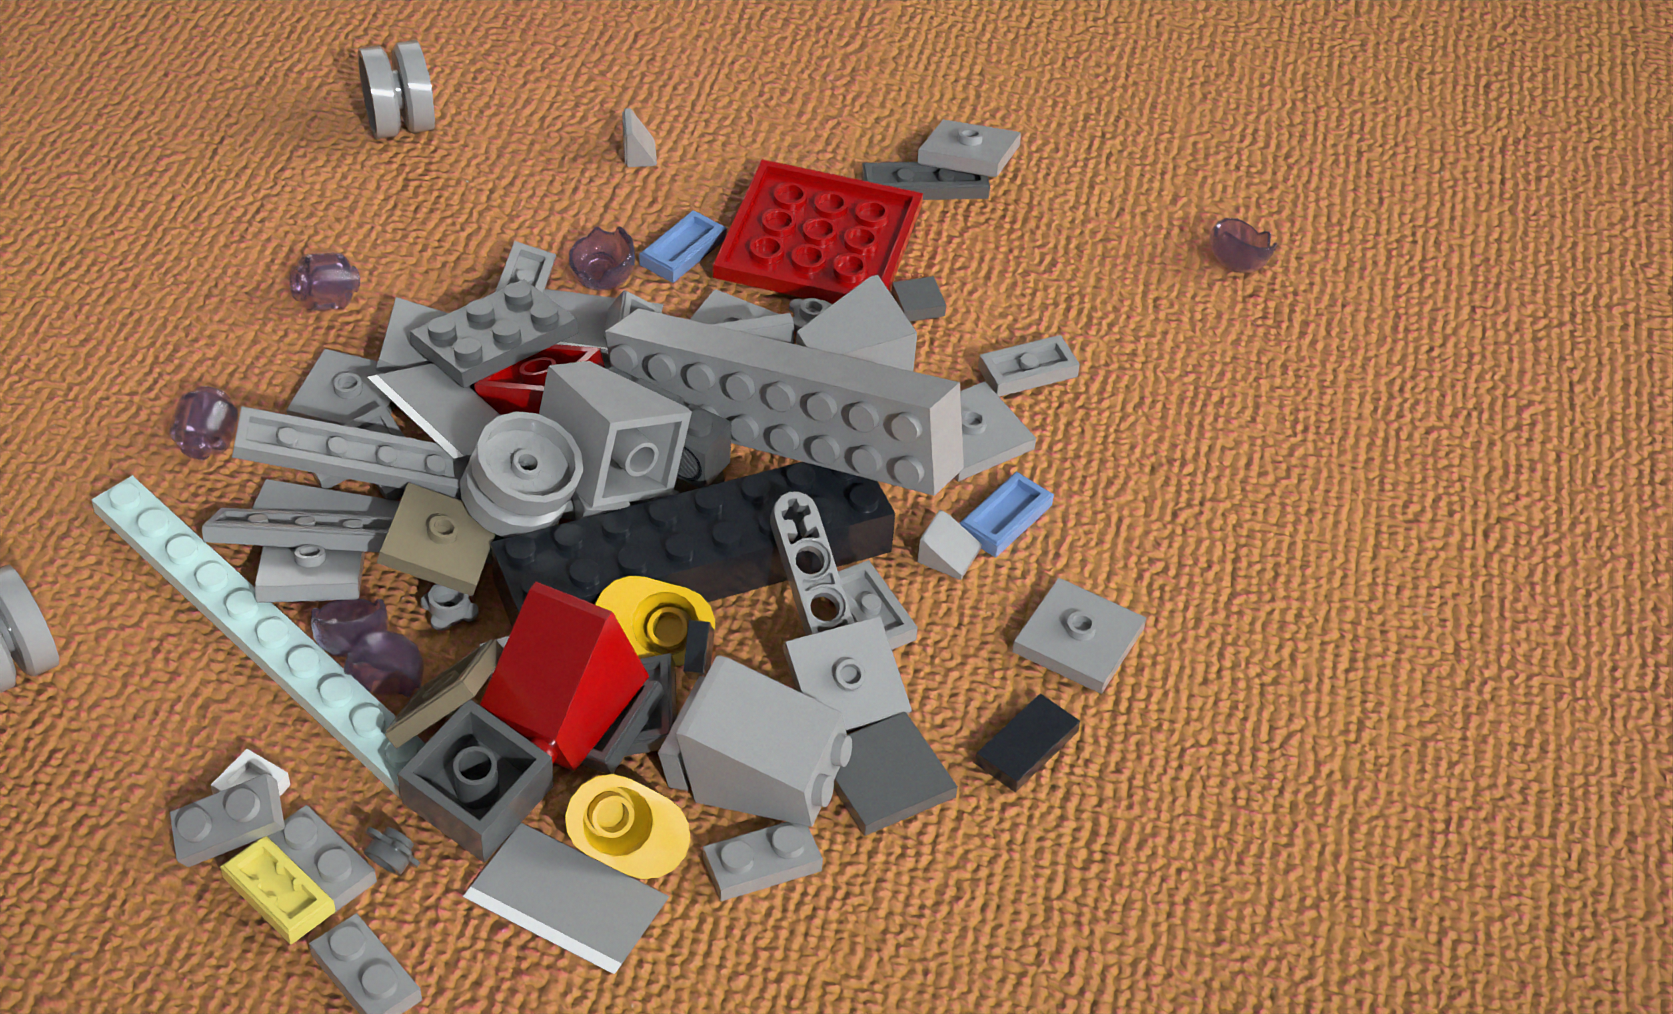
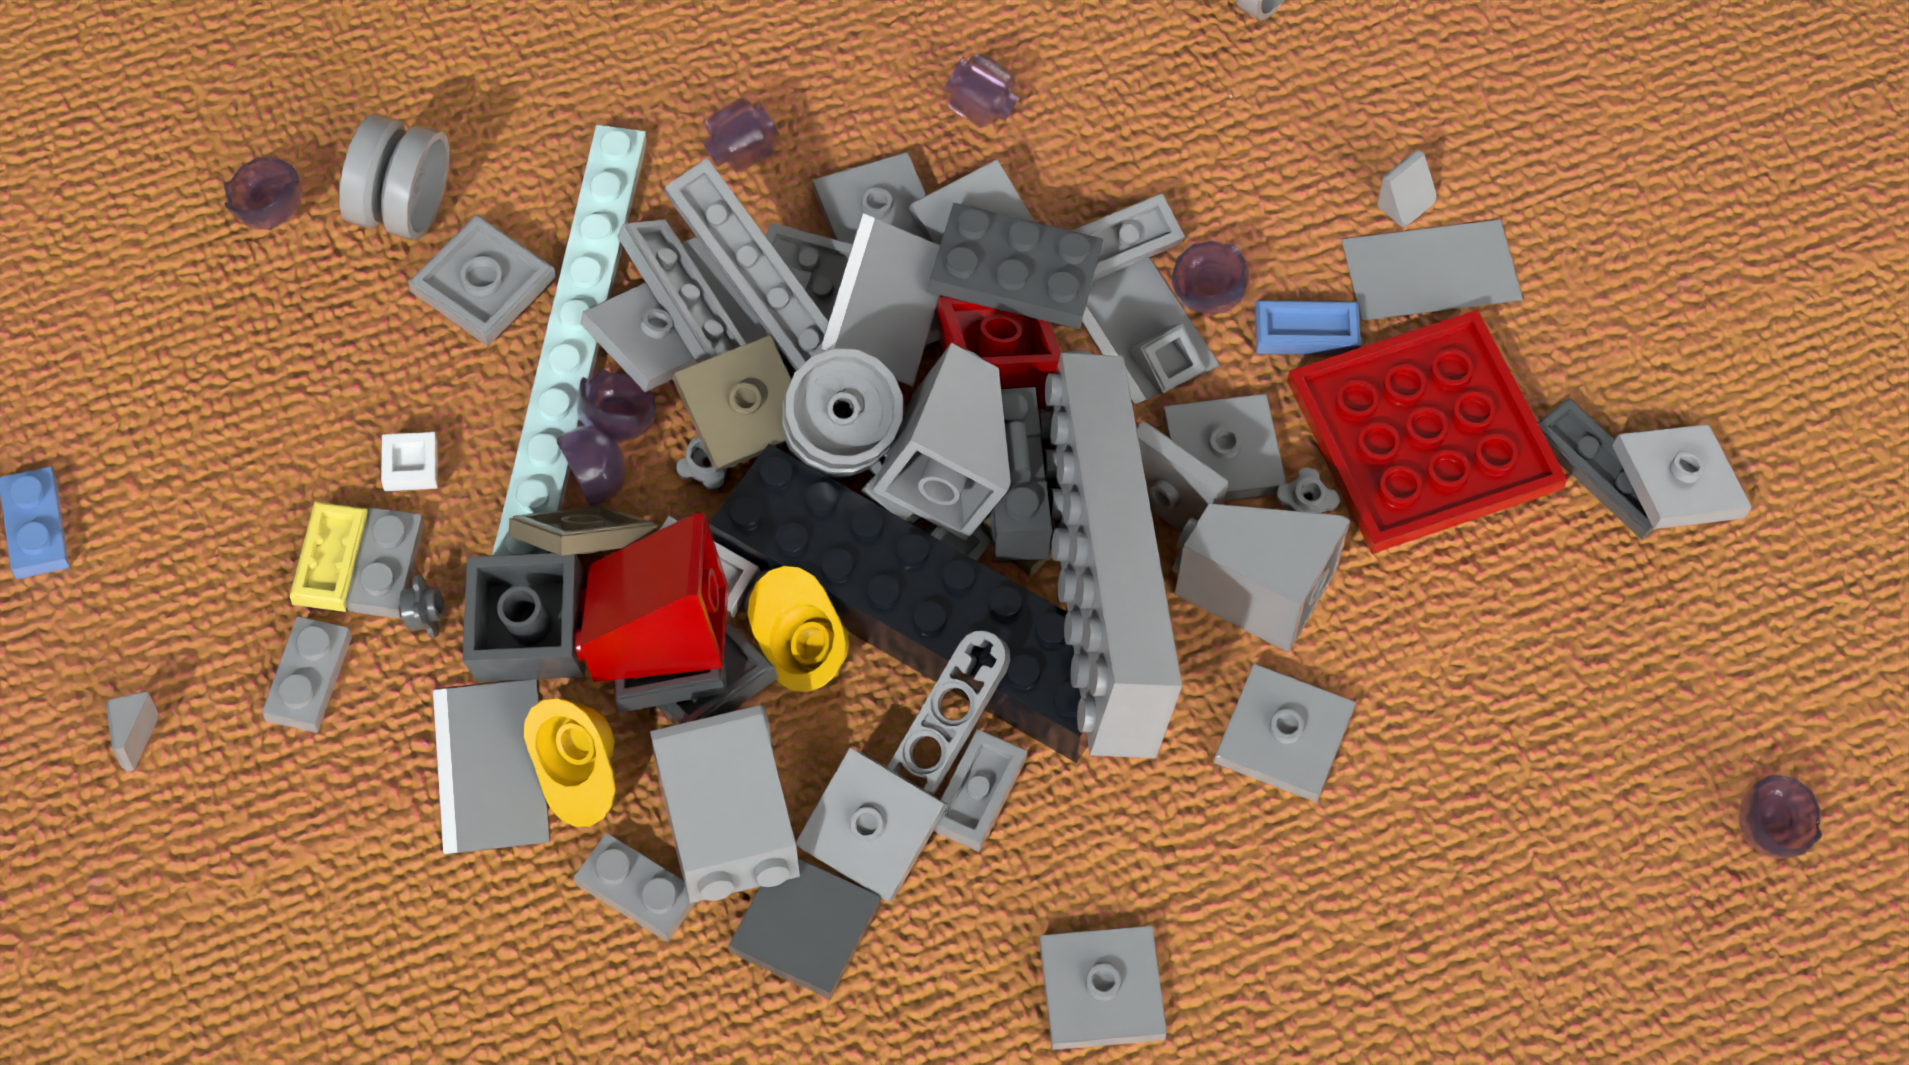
camera: 55 degrees right, 15 degrees up
(141, 646) = (482, 280): none -> light grey plate
(227, 820) = (356, 472): light grey plate -> none
(698, 649) = (786, 686): black tile -> none
(701, 171) = (1431, 269): none -> light grey sticker
(919, 298) = (1423, 572): dark grey tile -> none
(947, 546) = (1112, 806): slope -> none
(1007, 513) = (1203, 830): medium blue tile -> none
(1027, 742) = (934, 1020): black tile -> none
(1028, 365) = (1414, 727): light grey plate -> none

